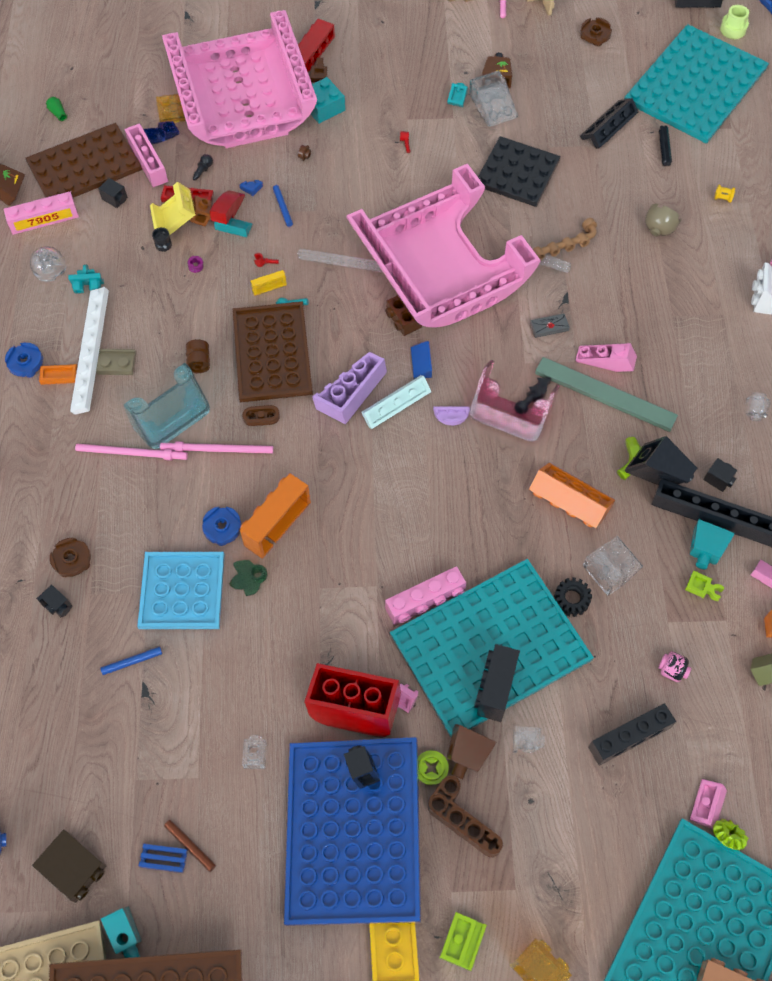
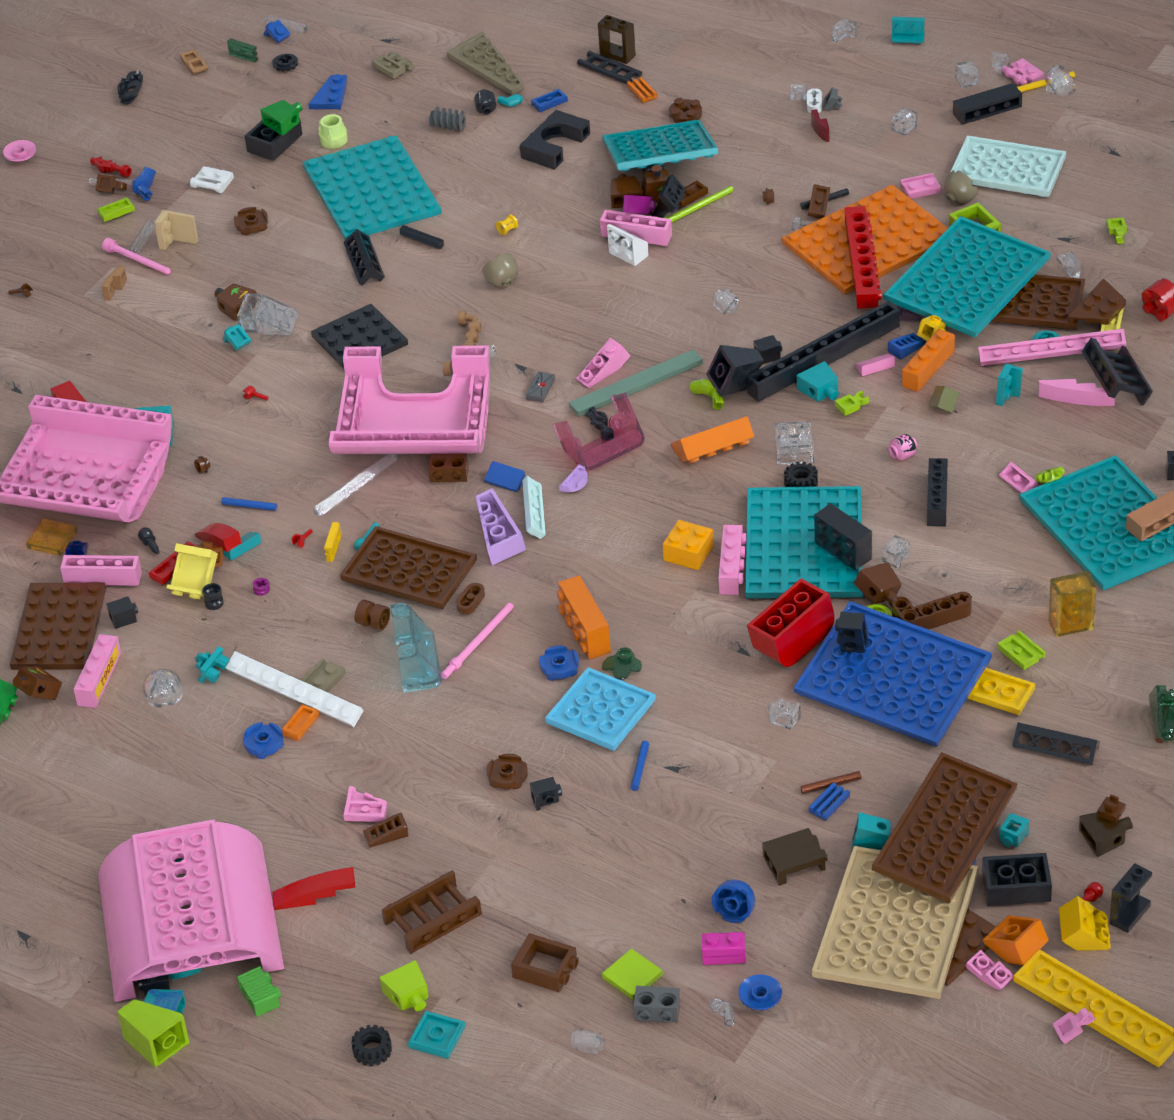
camera: 55 degrees left, 20 degrees down
(167, 454) = (455, 675): bright pink bar -> none
(251, 187) = (205, 517): blue tile -> none
(423, 549) = (688, 544): none -> light orange brick

